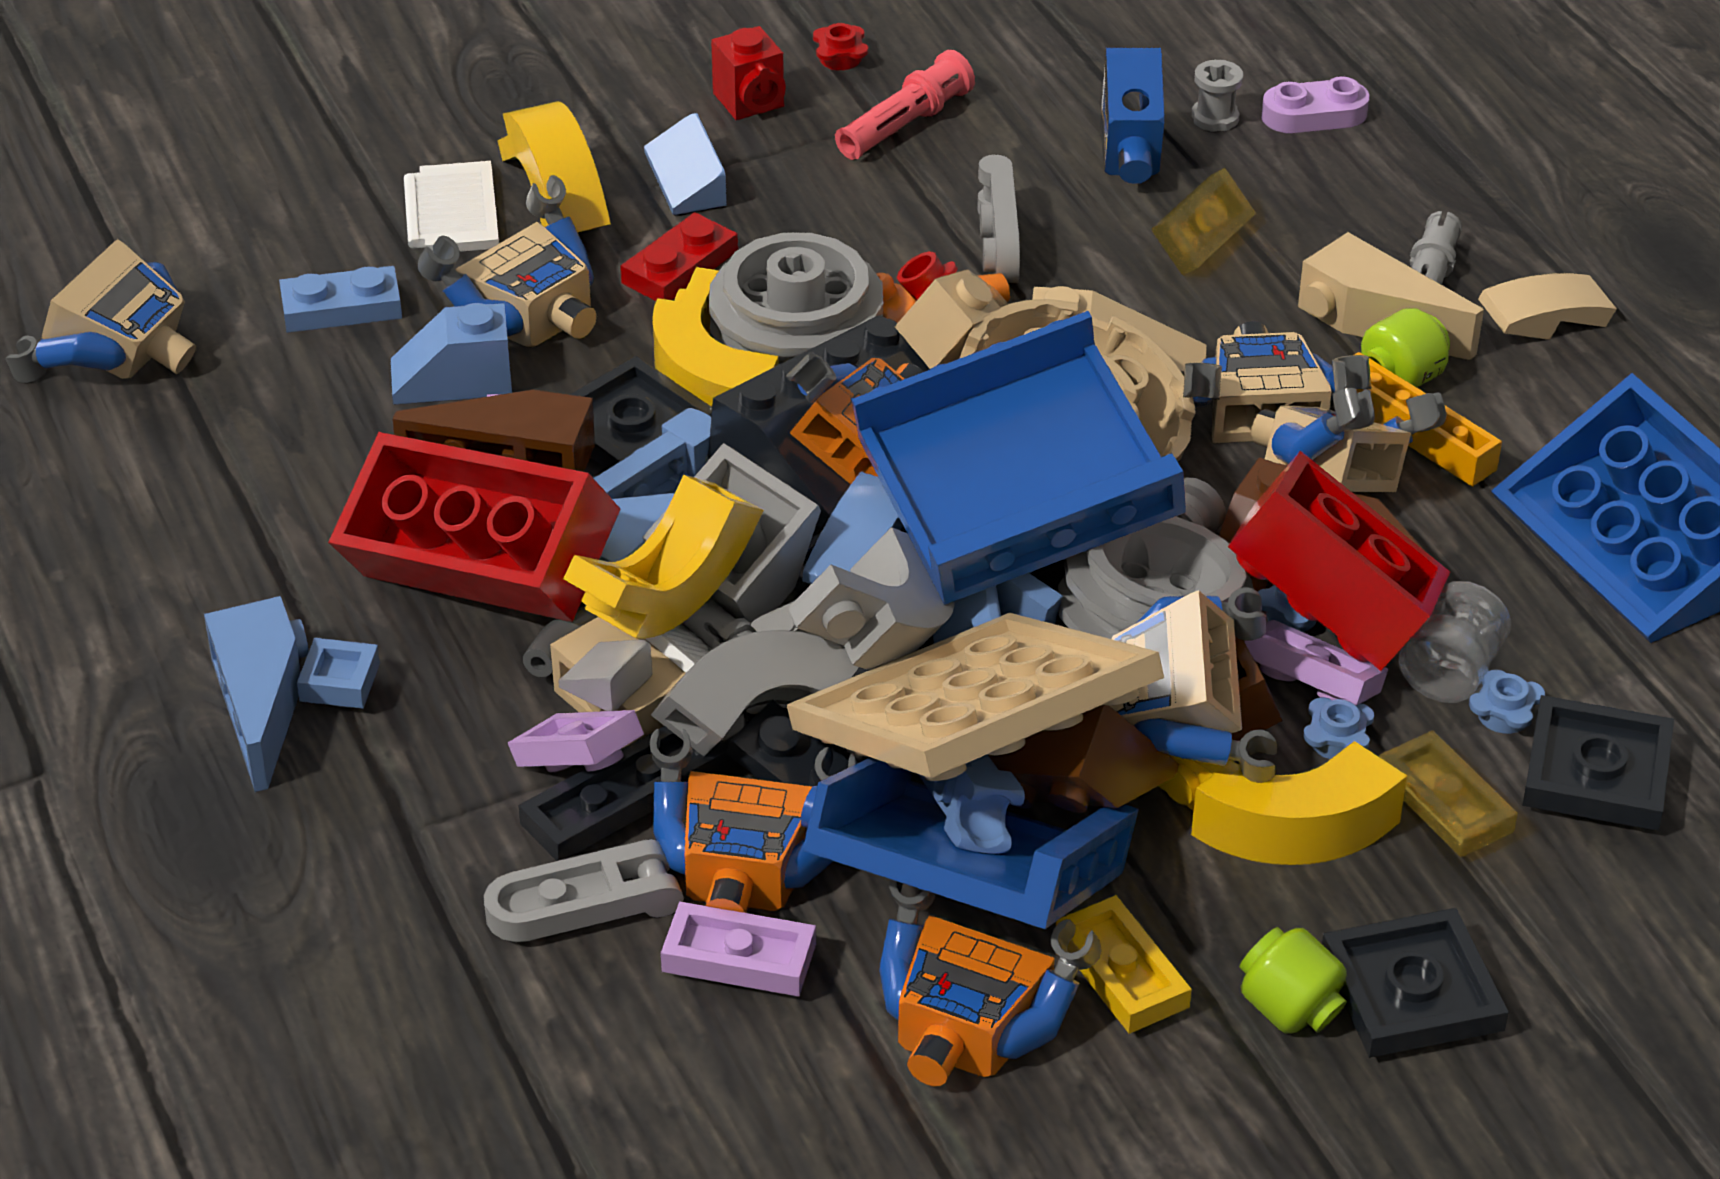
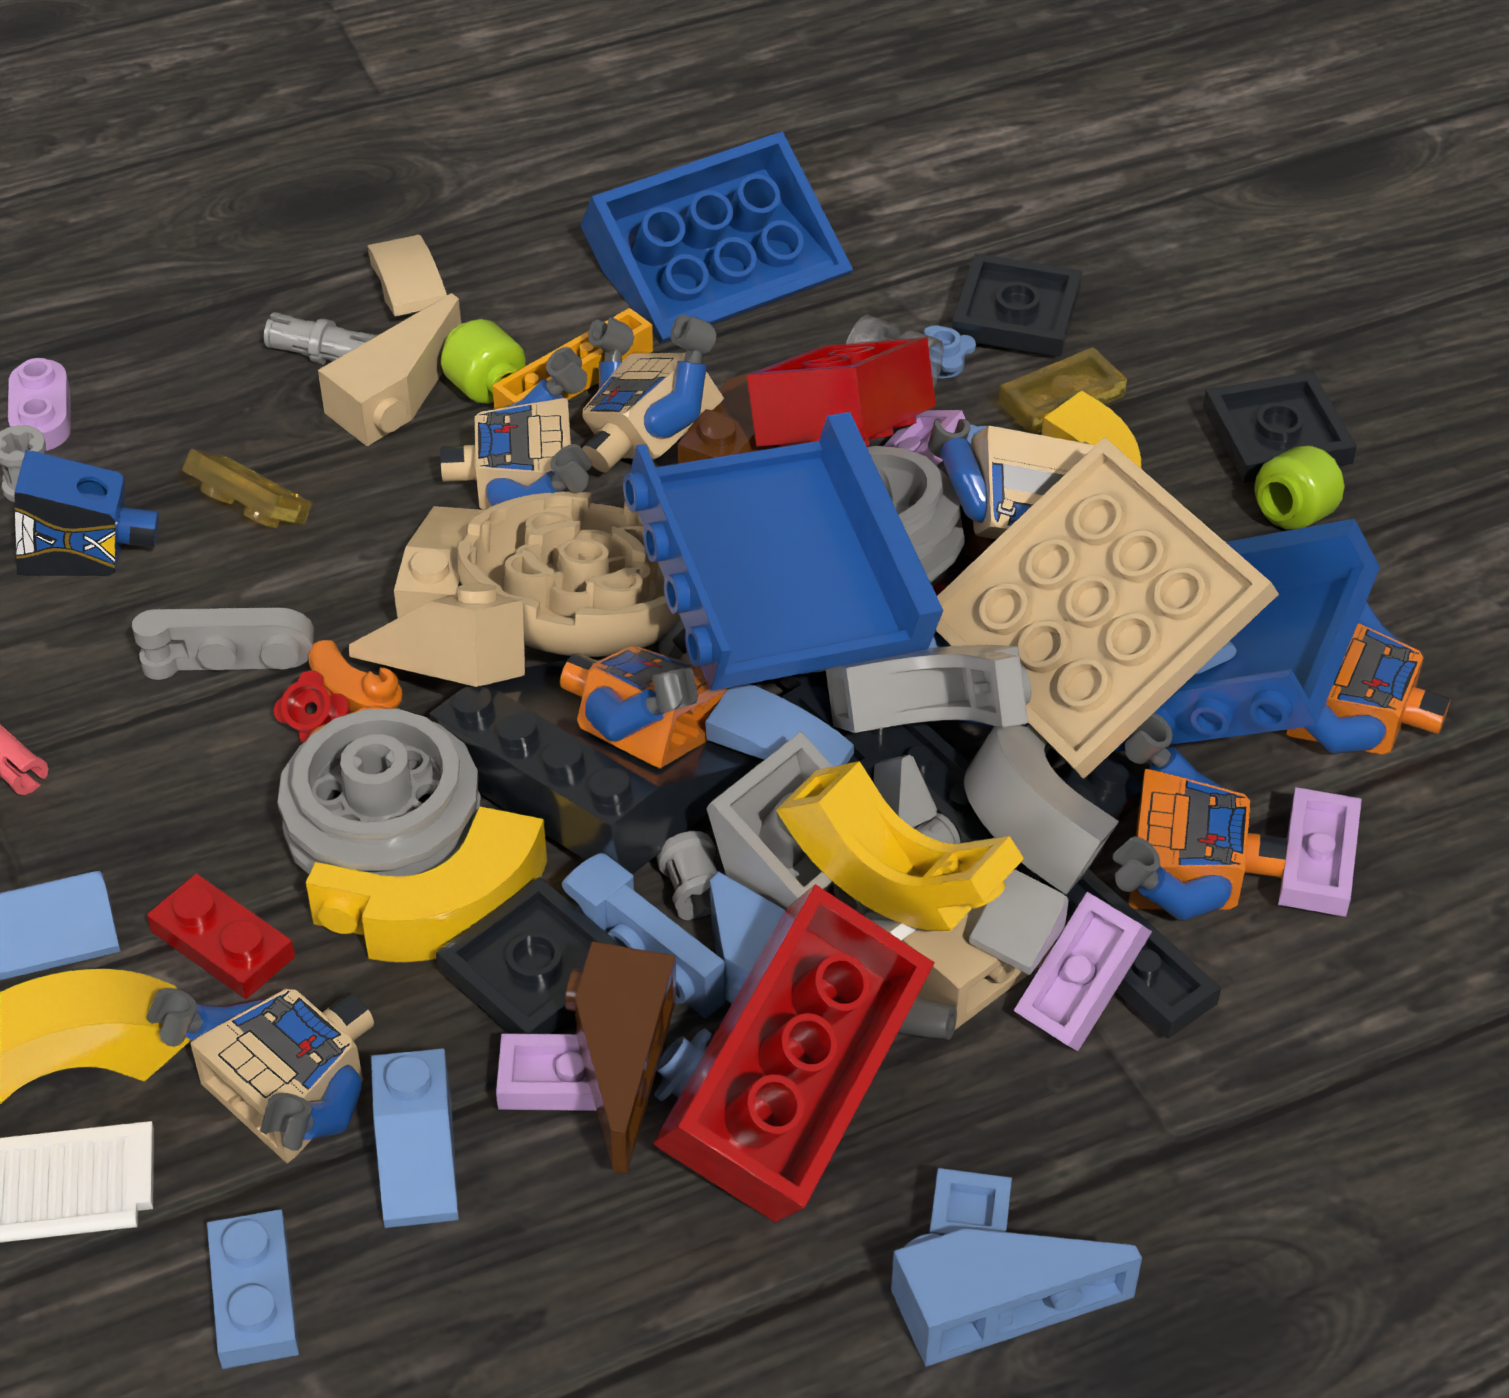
camera: 90 degrees left, 5 degrees up
(582, 892) = (1267, 977): light grey plate -> none

